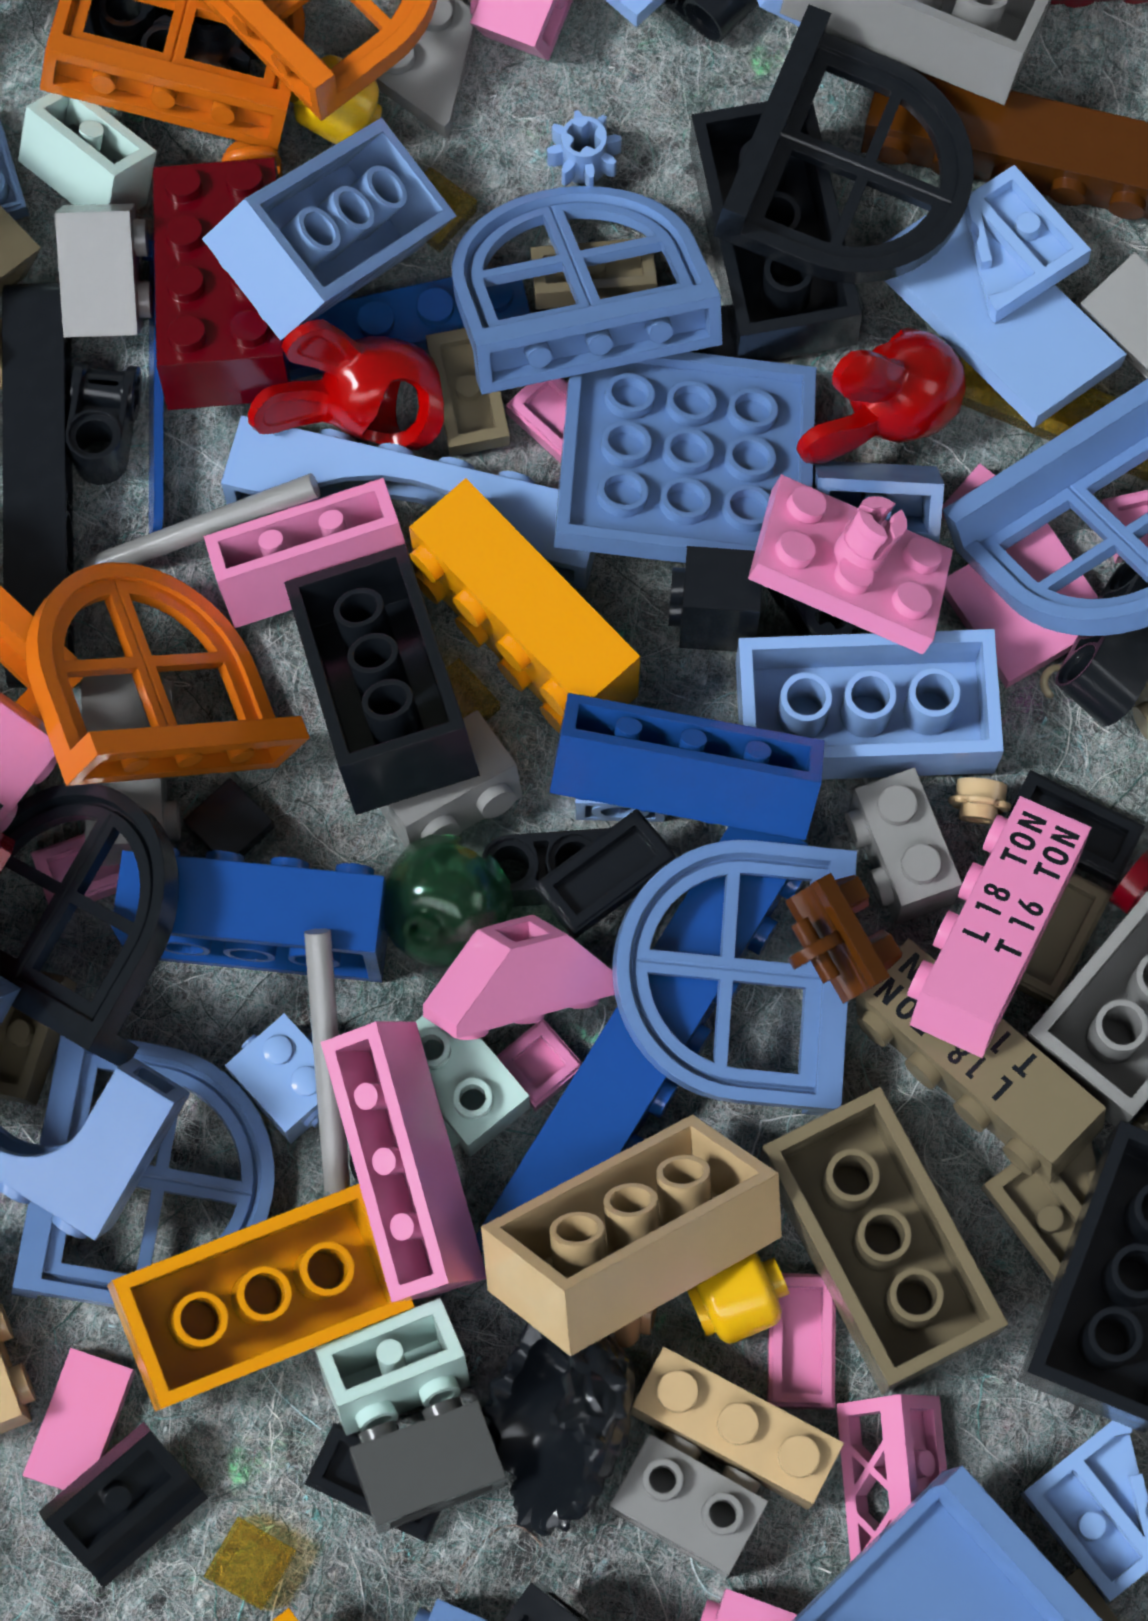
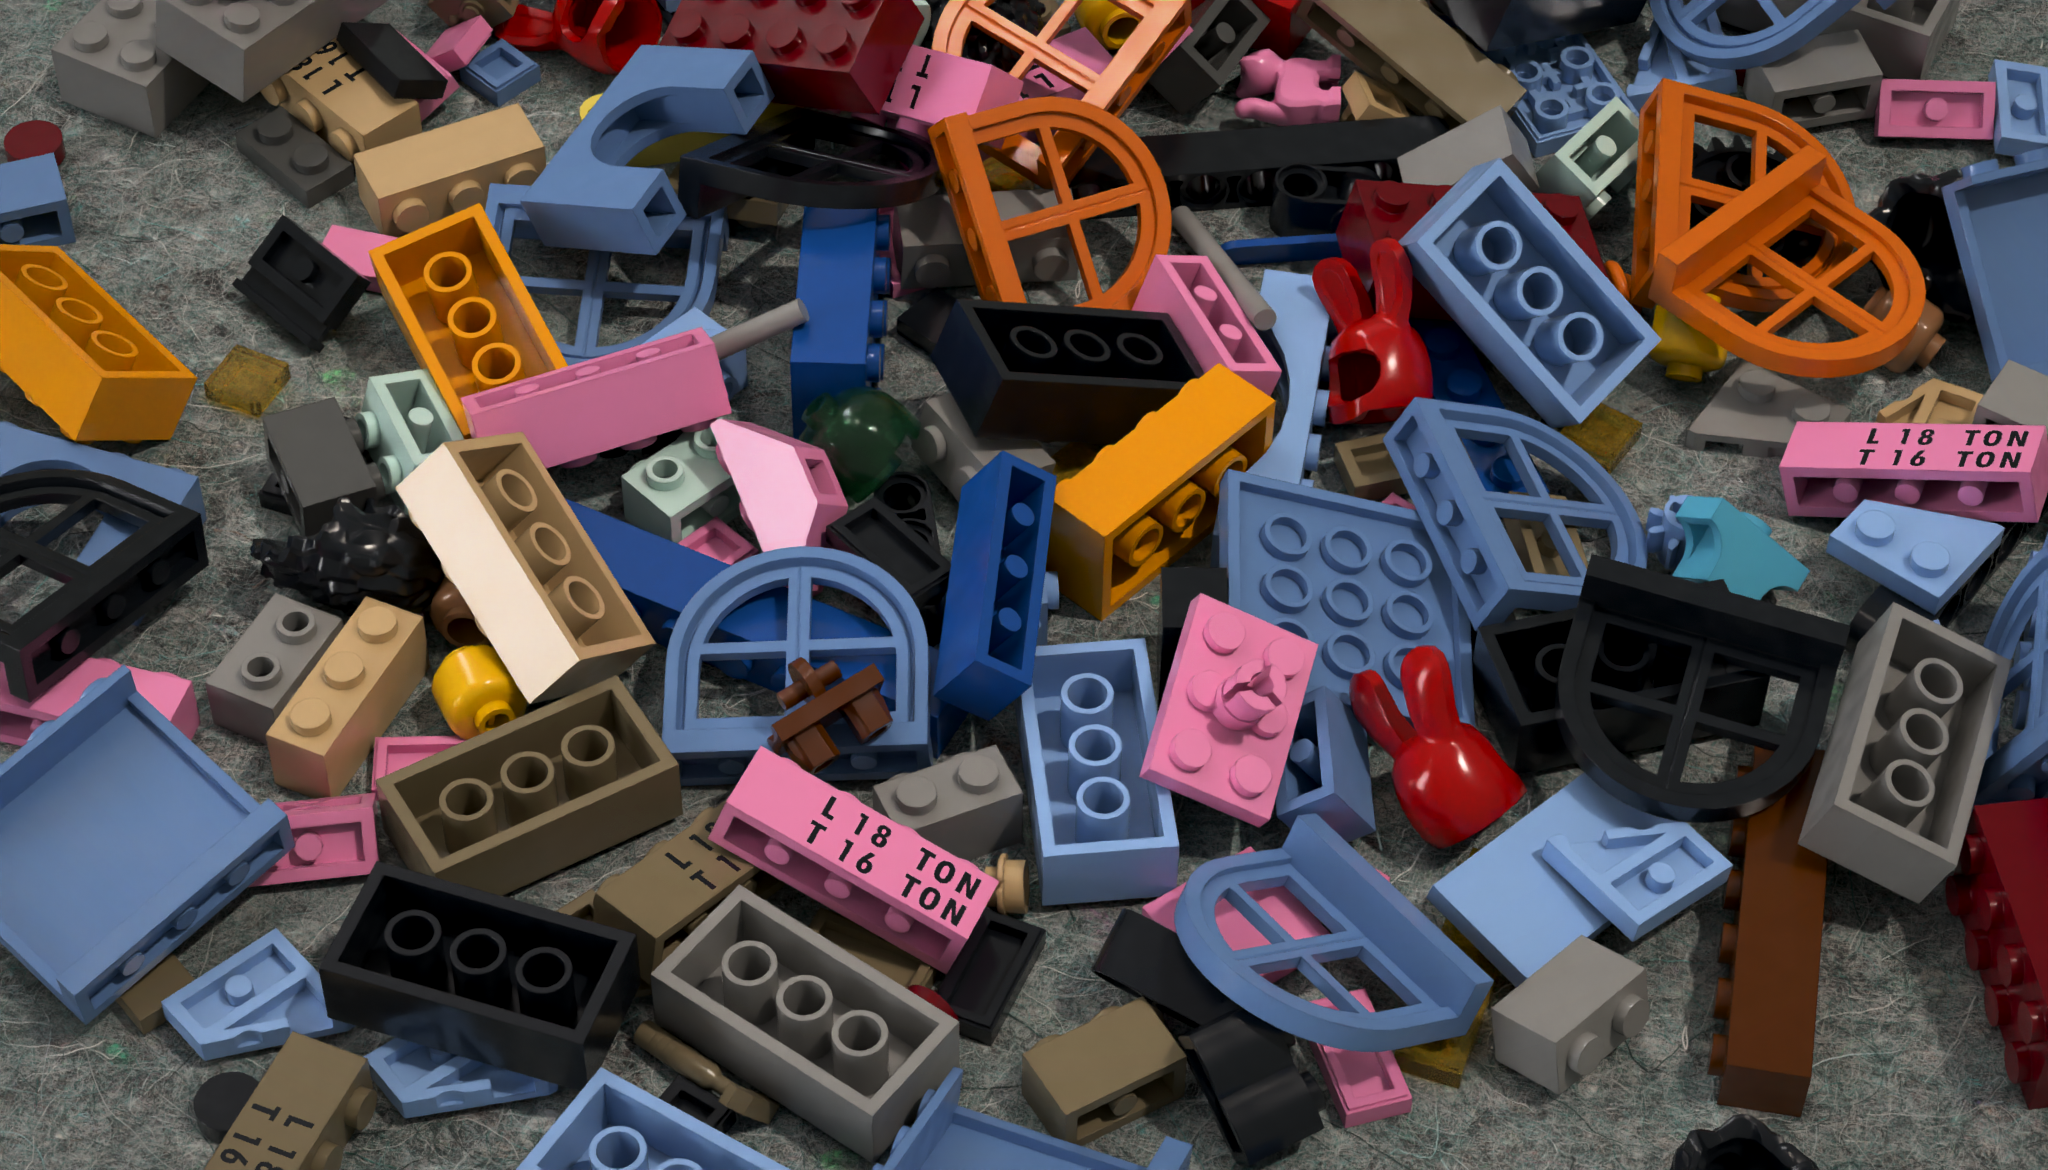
camera: 85 degrees right, 25 degrees down
(643, 108) = (1734, 548): none -> medium azure brick

